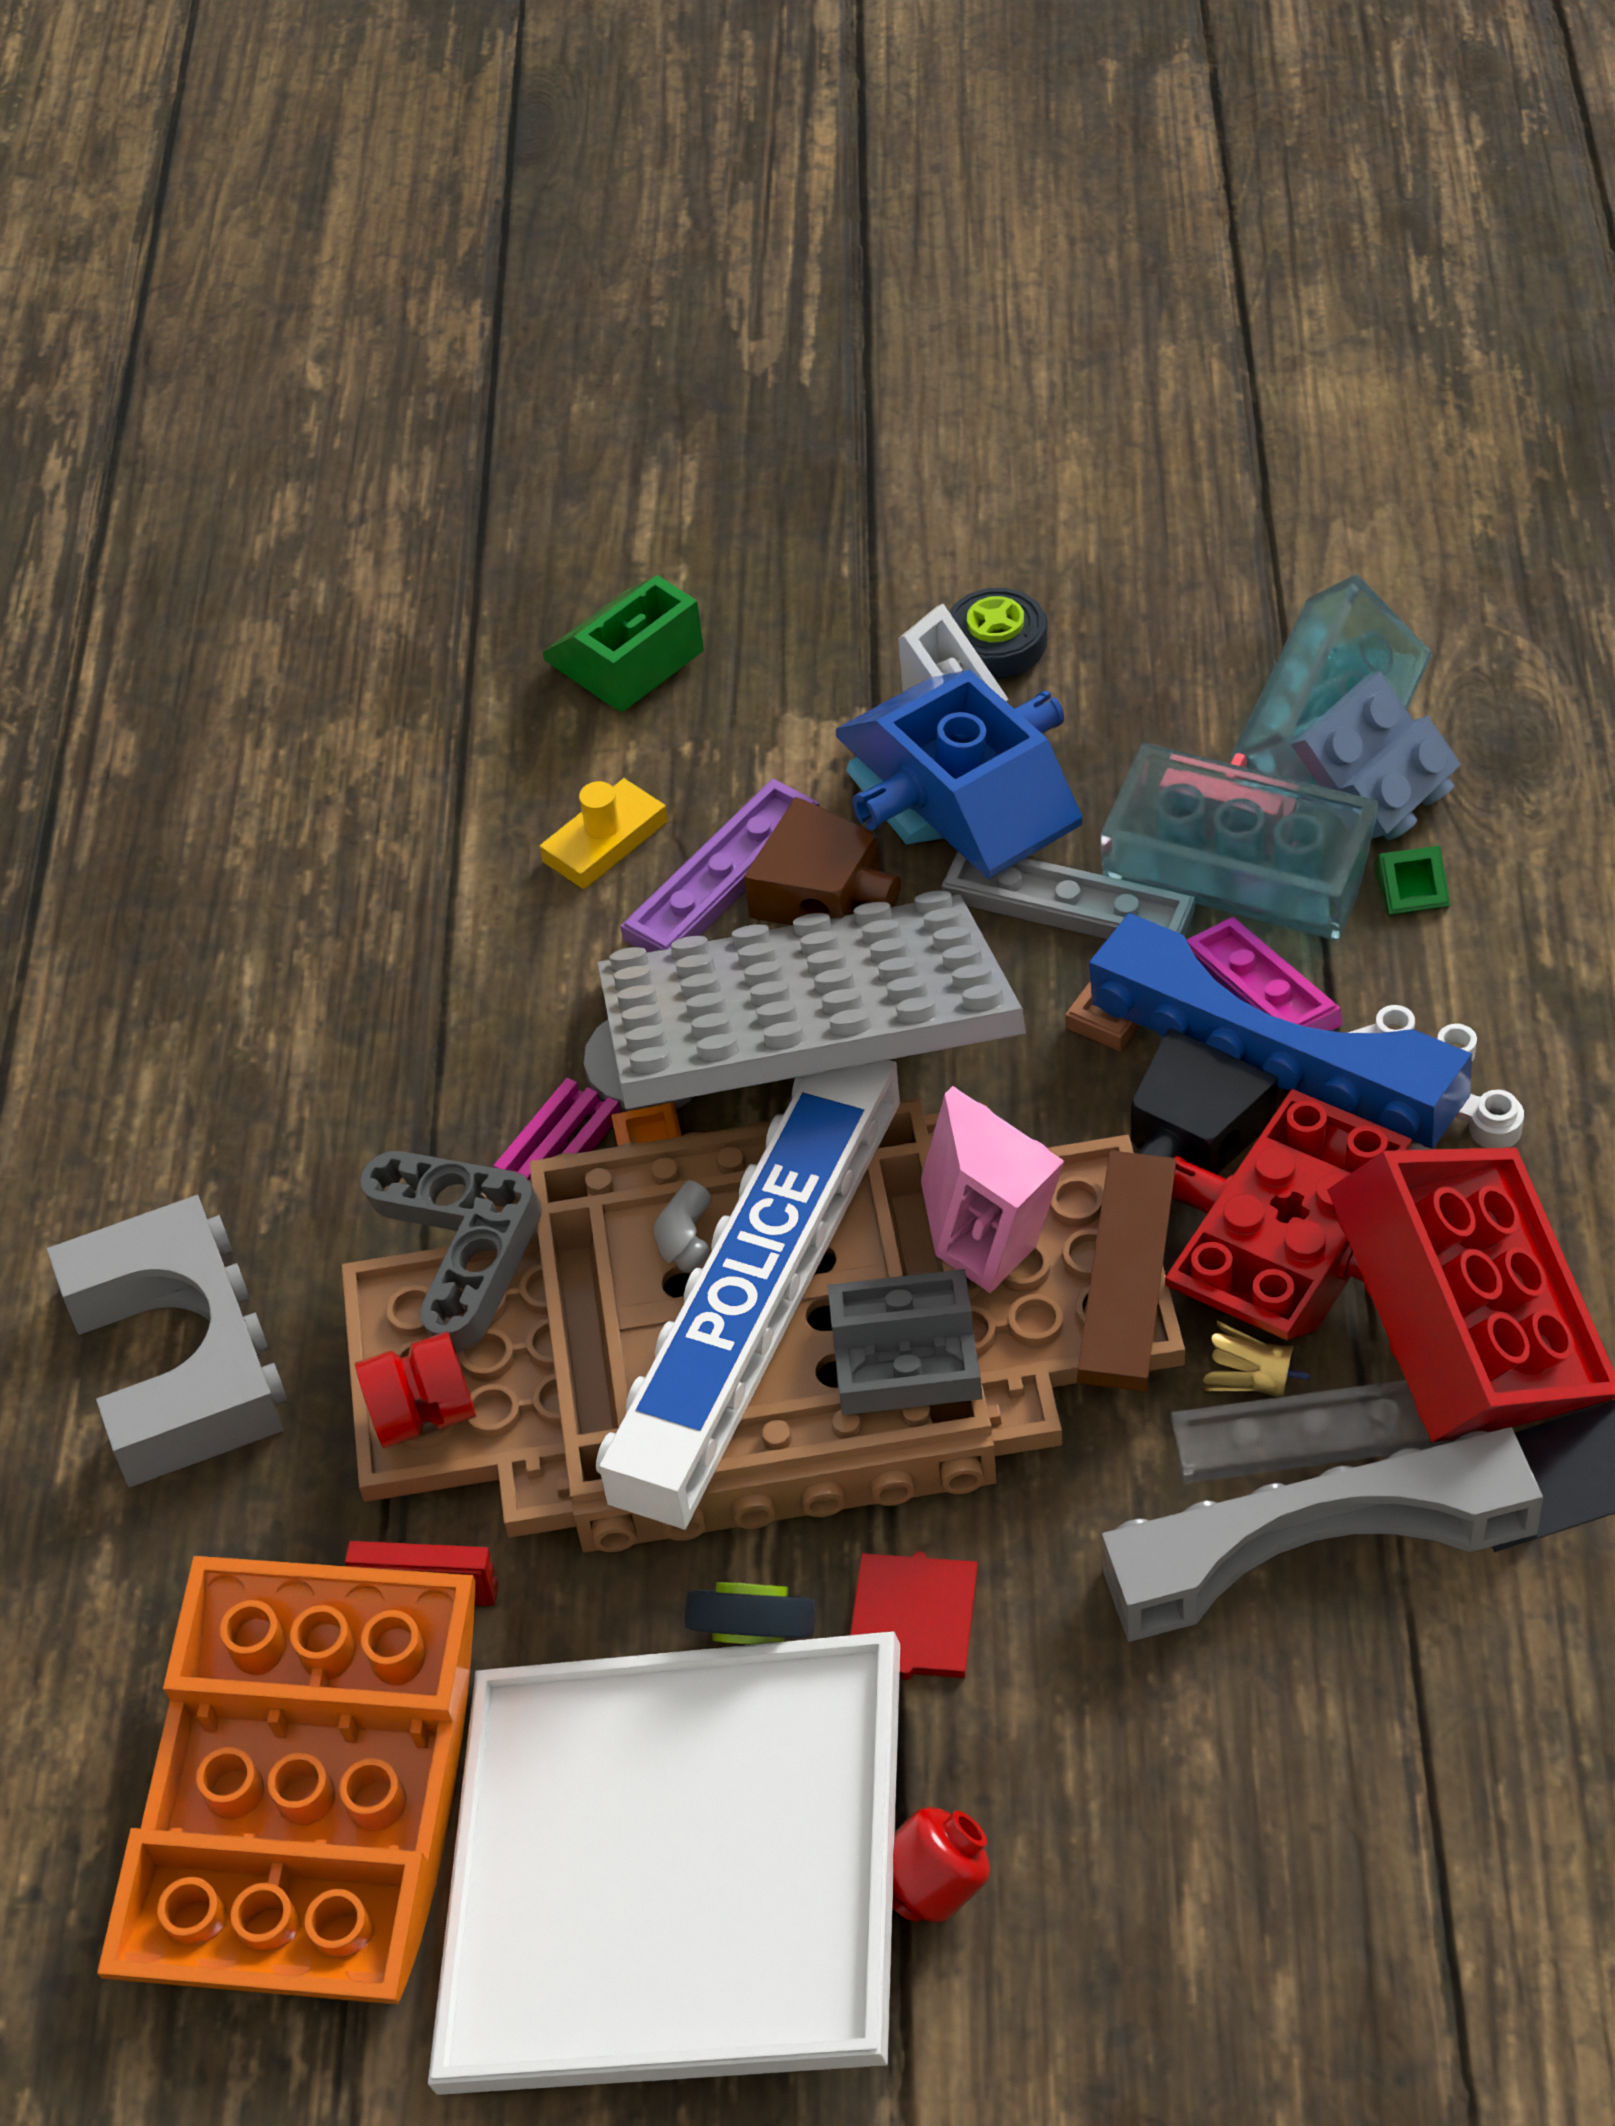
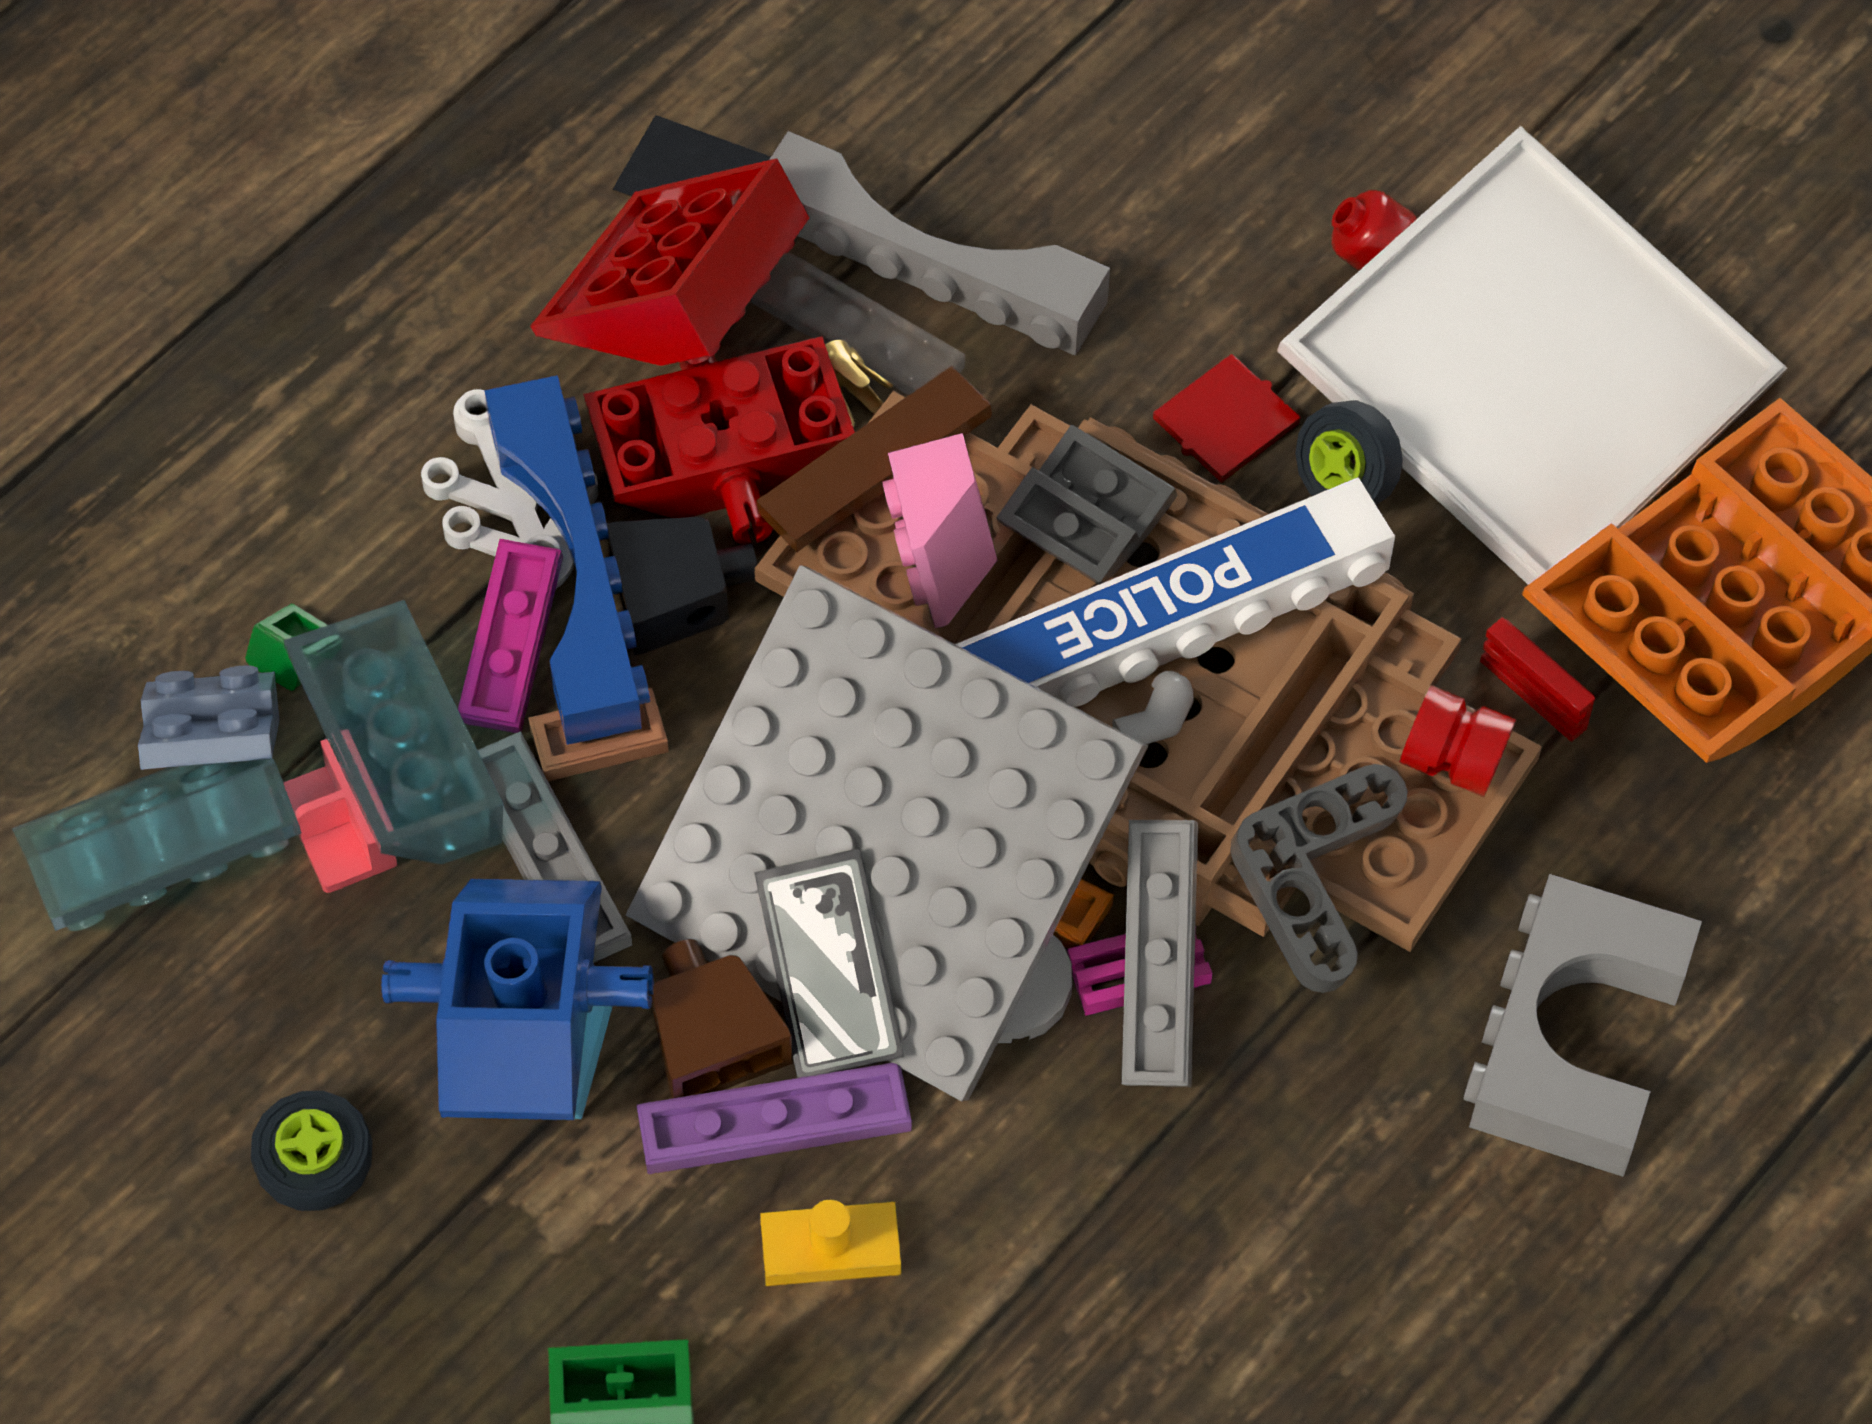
camera: 145 degrees left, 10 degrees up
(533, 1115) = (1160, 953): none -> light grey tile
(767, 933) = (829, 963): none -> sticker
(939, 648) = (404, 1134): white slope -> none

